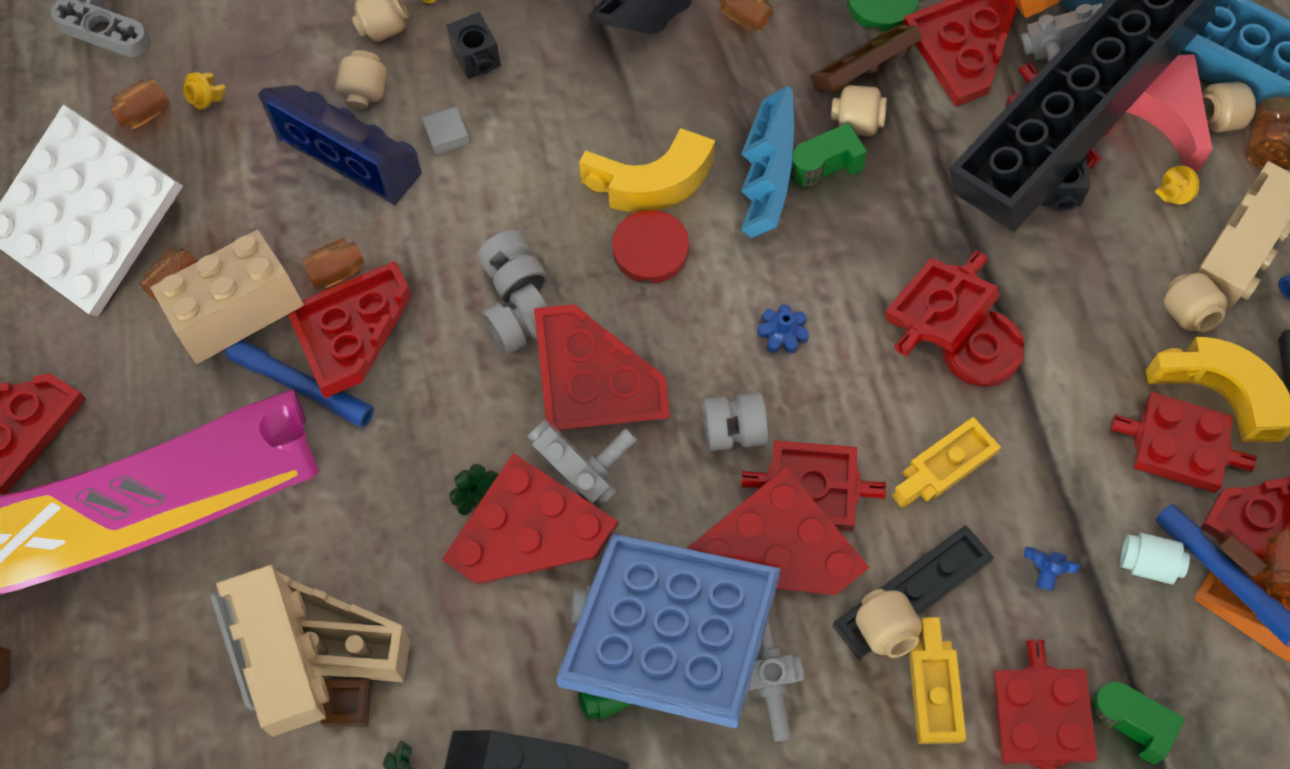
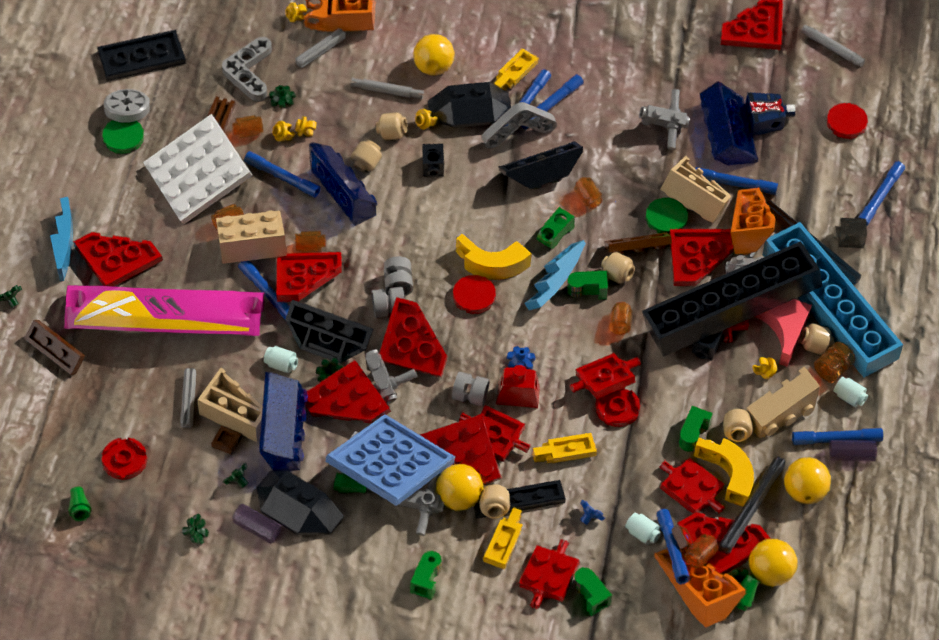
camera: 20 degrees right, 10 degrees down
(81, 80) = (222, 103): none -> reddish brown tile
(175, 31) = (281, 96): none -> dark green plant
(190, 158) = (262, 164): none -> blue piece
(236, 68) = (305, 127): none -> yellow plate
(275, 650) = (206, 393): tan wedge -> none
(377, 502) = (280, 359): none -> light aqua brick
(439, 418) = (326, 332): none -> black wedge
(439, 634) = (282, 422): none -> clear blue slope
(445, 130) = (398, 198): light grey tile -> none
(727, 83) = (556, 228): none -> green leg
(814, 622) = (459, 487): none -> yellow piece
(816, 386) = (518, 387): none -> red torso
(909, 194) = (621, 318): none -> clear orange brick
(1126, 337) = (690, 432): none -> green leg

